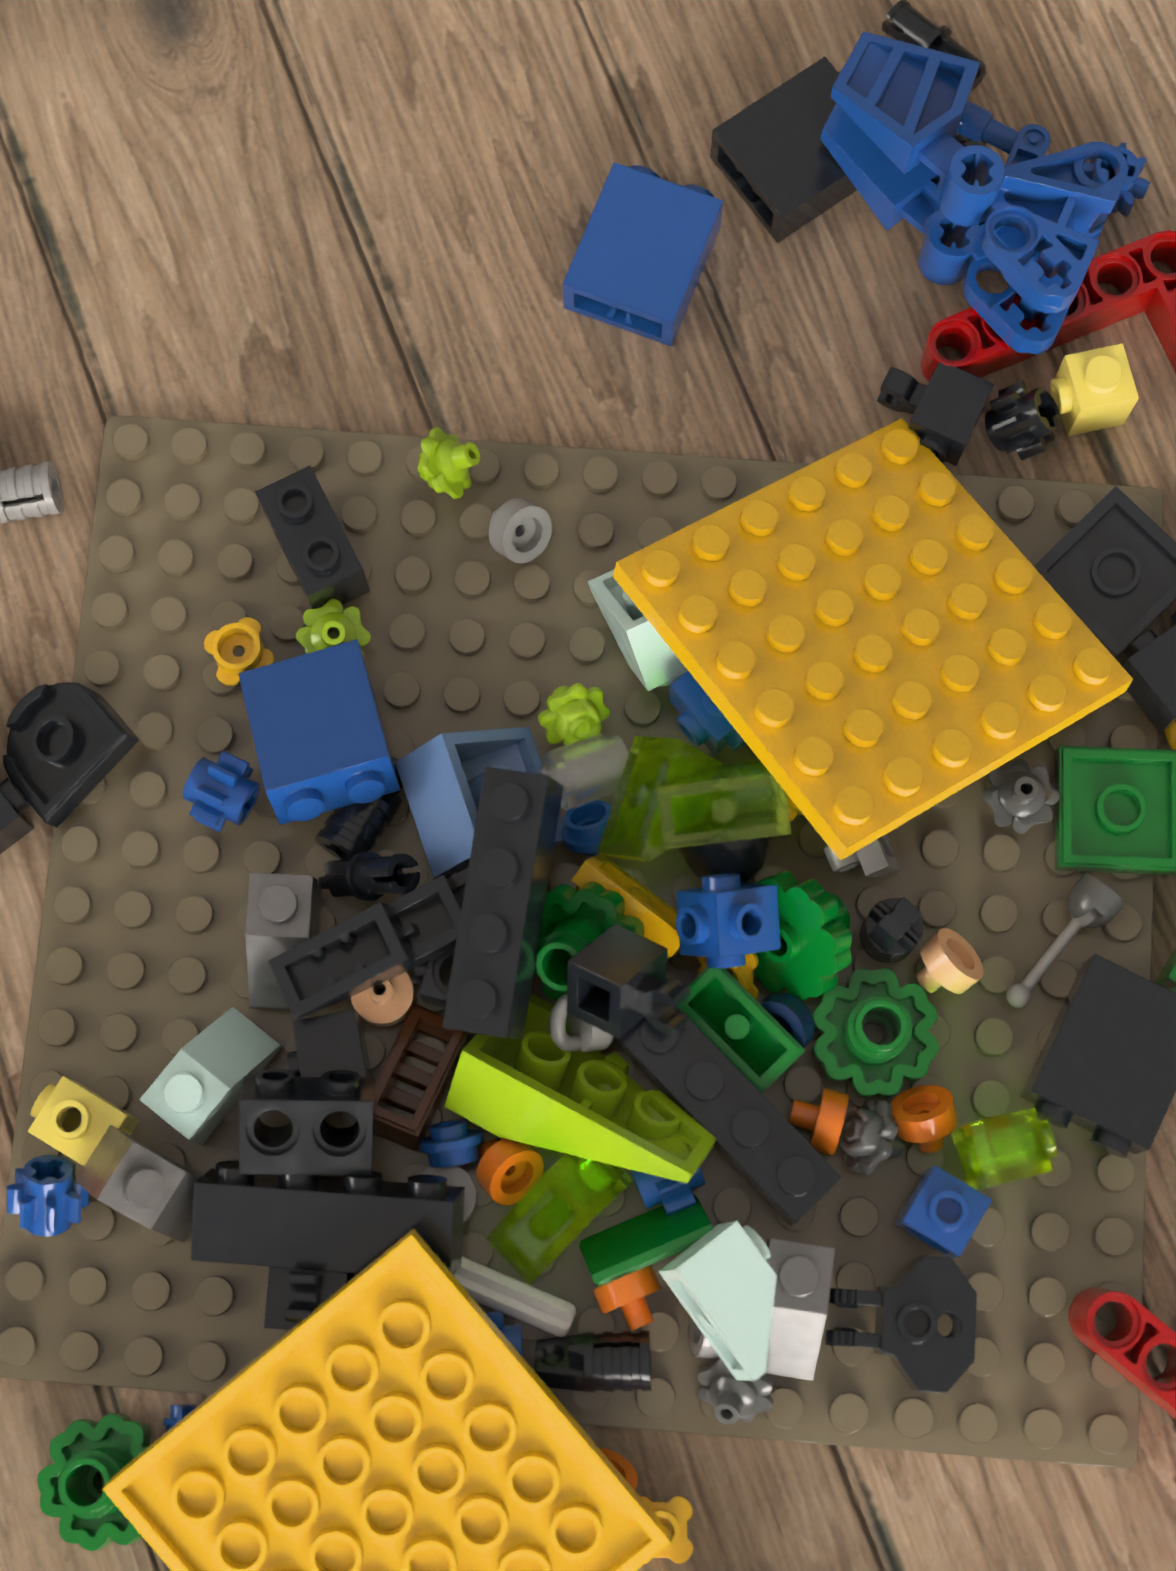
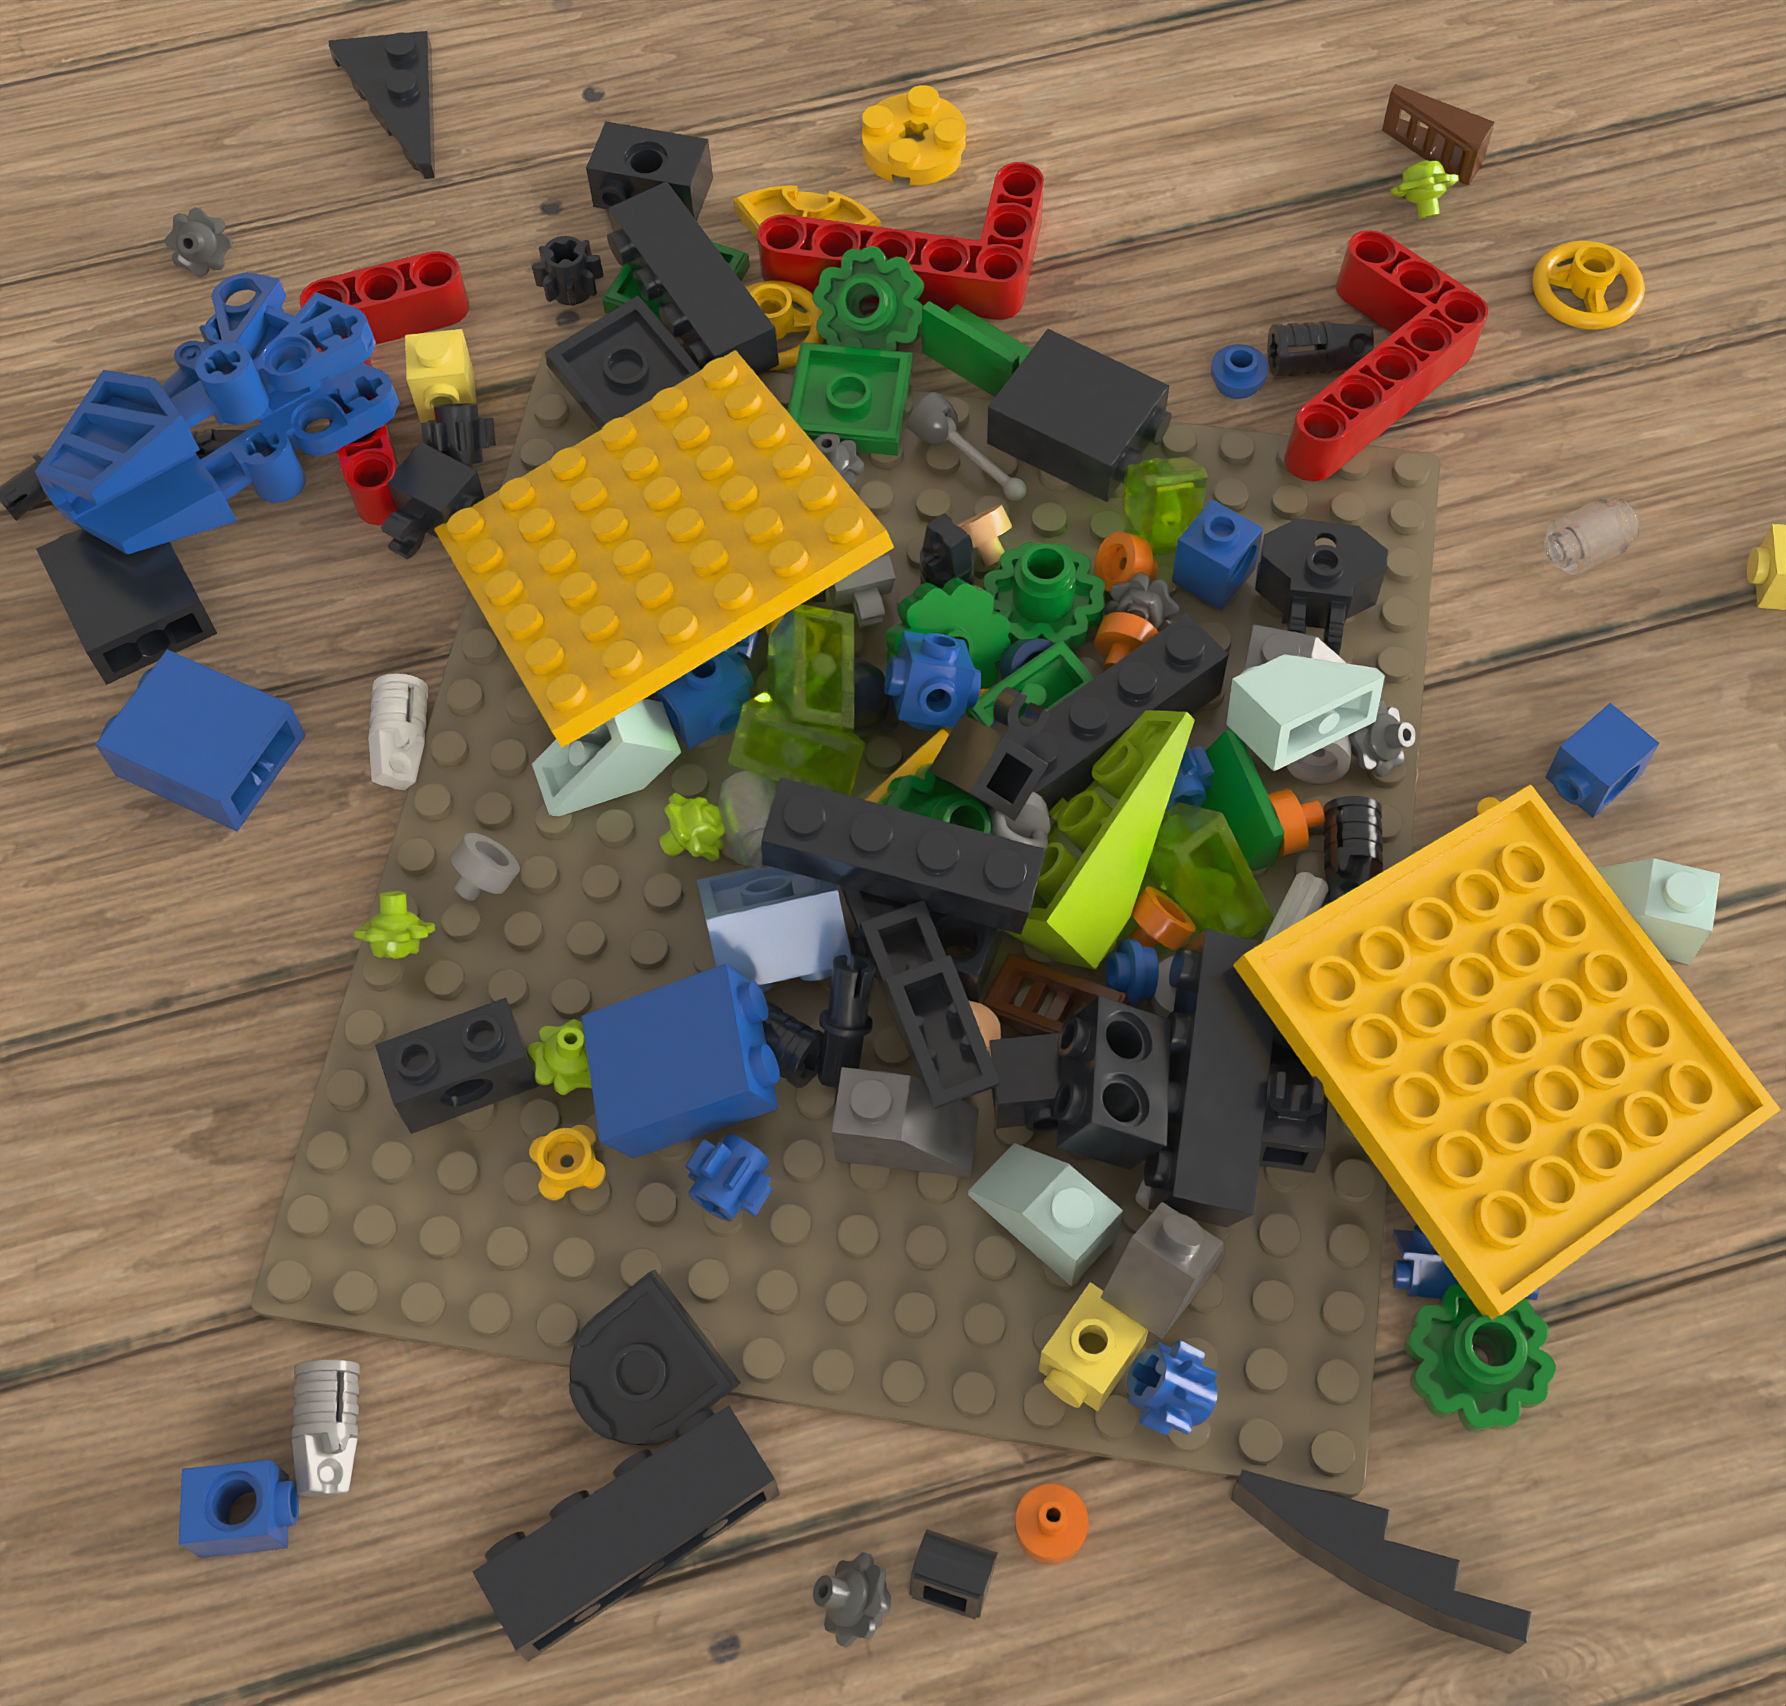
camera: 85 degrees left, 15 degrees down
(670, 427) = (397, 729): none -> white hinge

